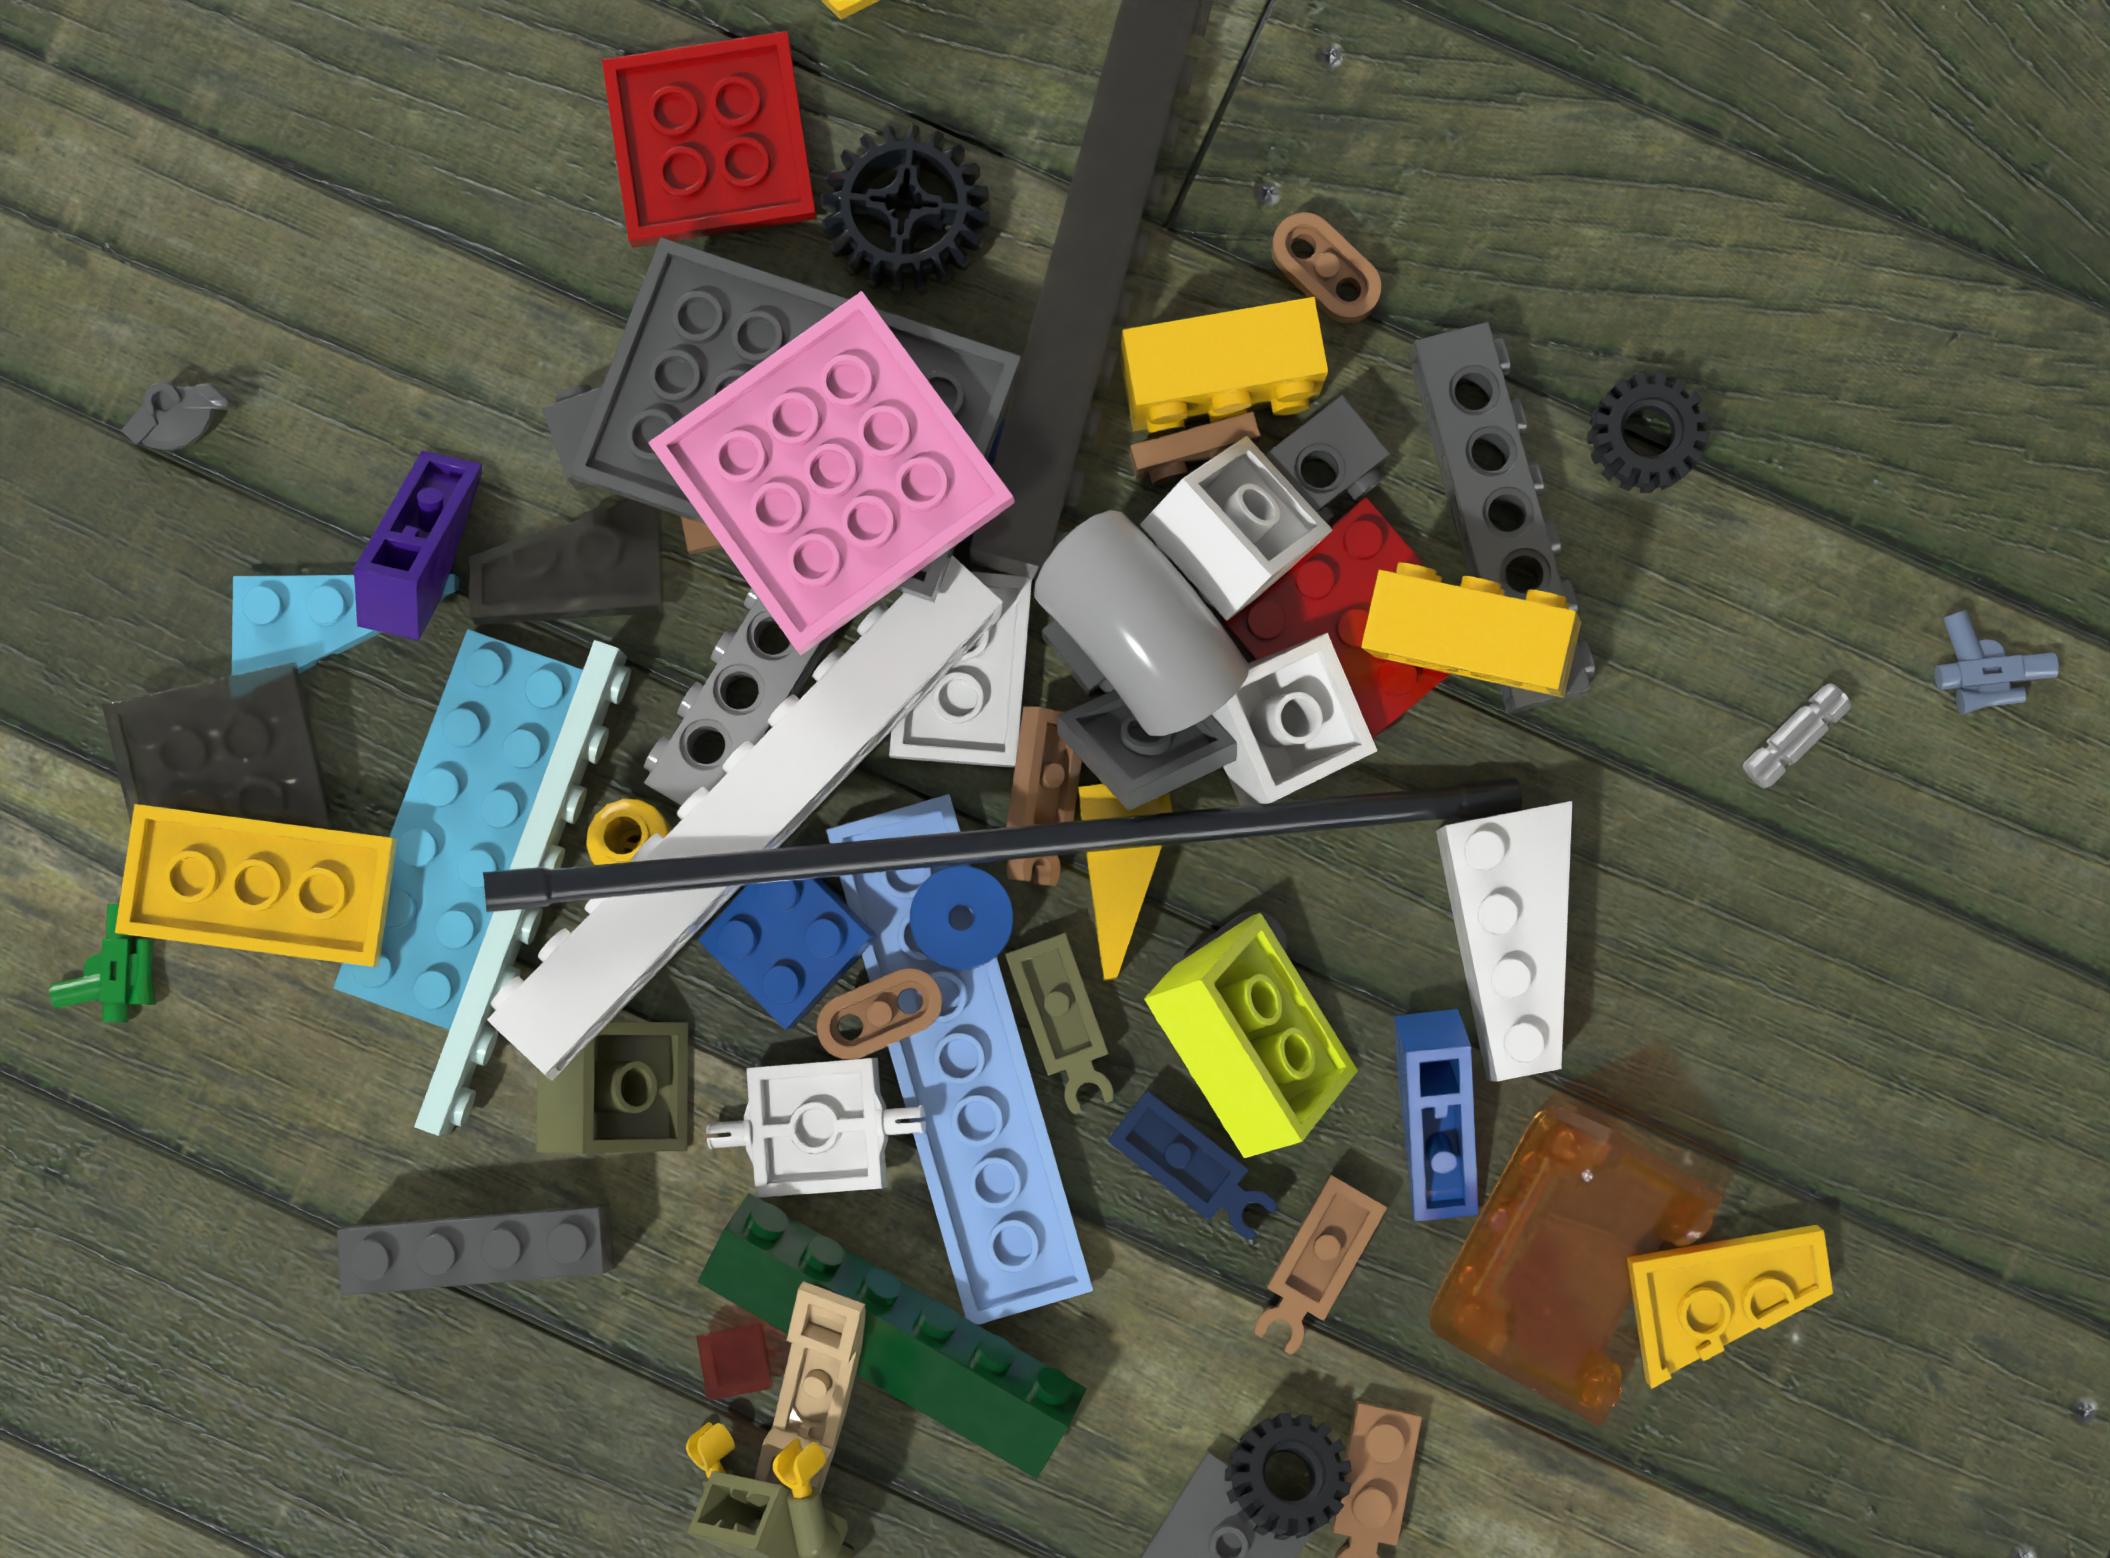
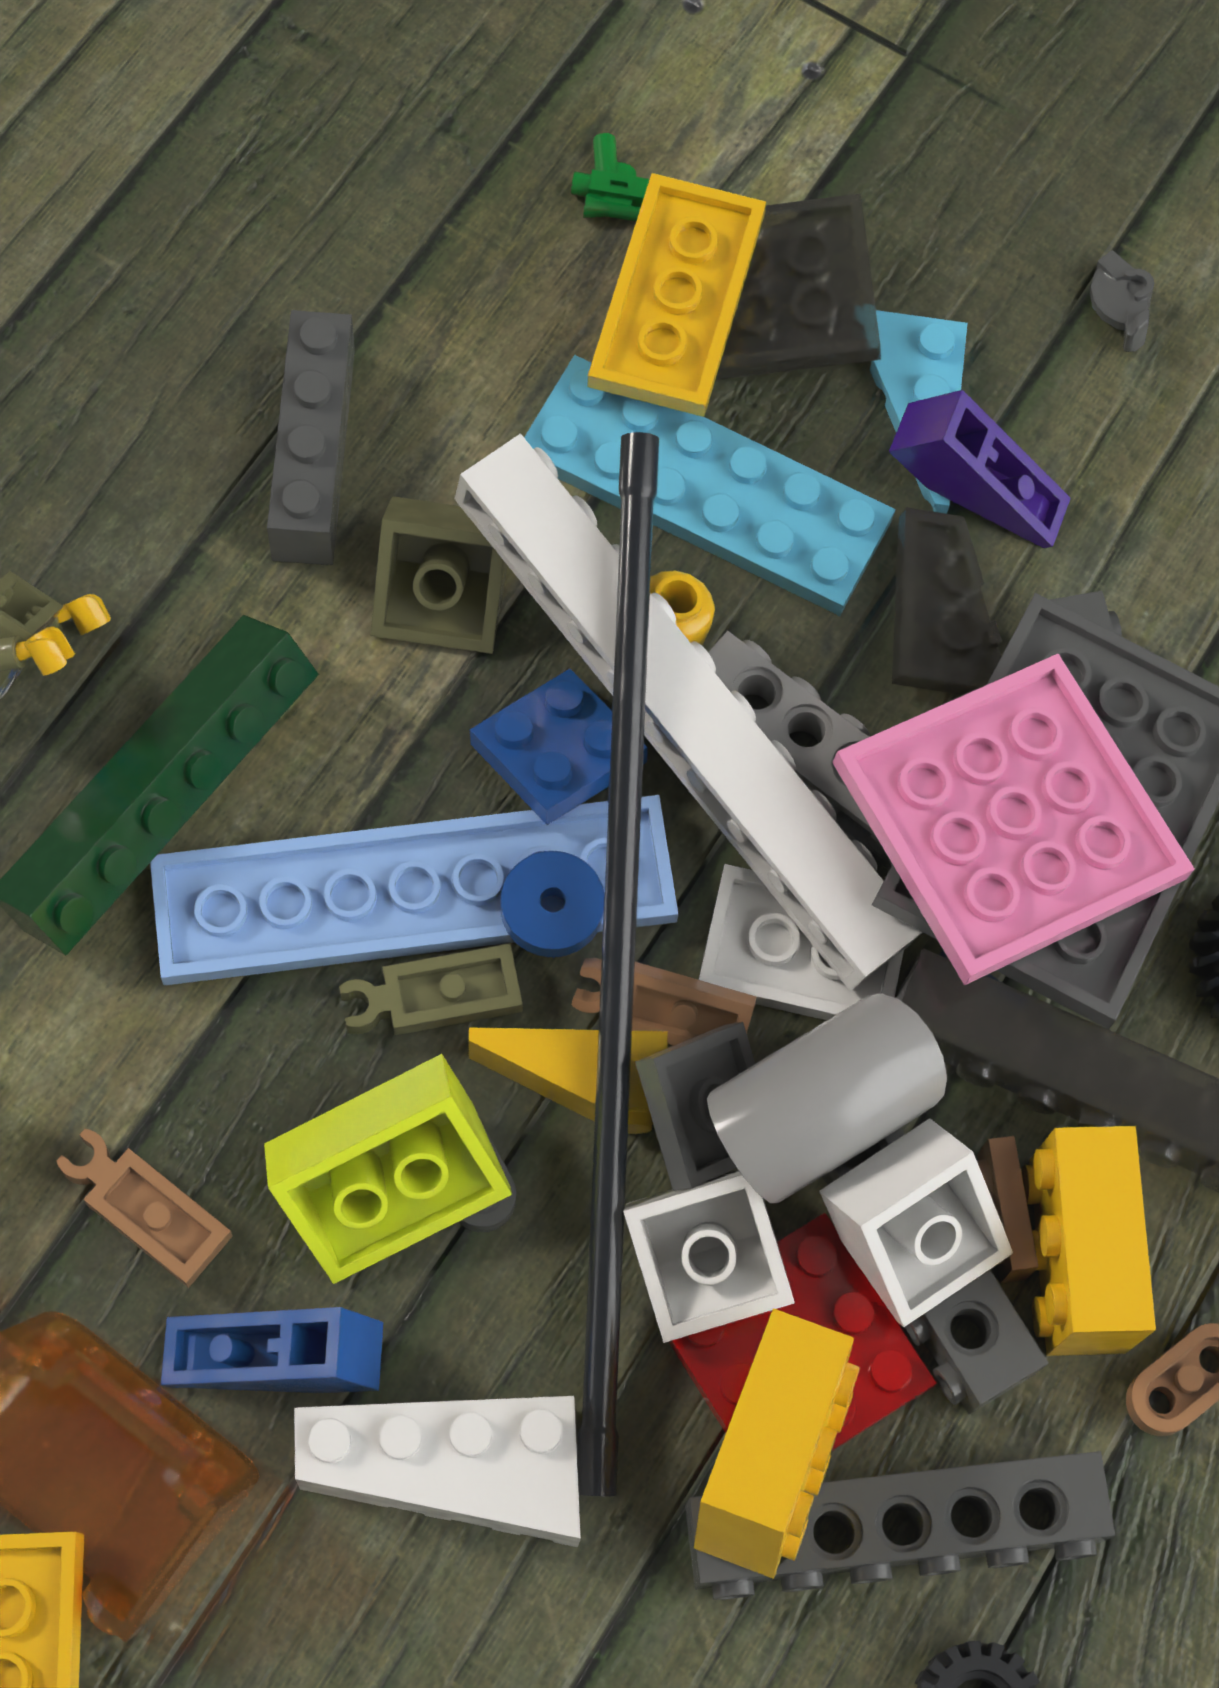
camera: 90 degrees right, 15 degrees down
(557, 802) = (676, 538): light aqua plate -> none
(735, 1361) = (161, 645): clear red plate -> none
(816, 1127) = (370, 746): white plate -> none
(817, 1379) = (114, 703): tan slope -> none
(880, 1013) = (470, 813): medium nougat plate -> none
(1186, 1162) = (269, 1093): dark blue plate -> none

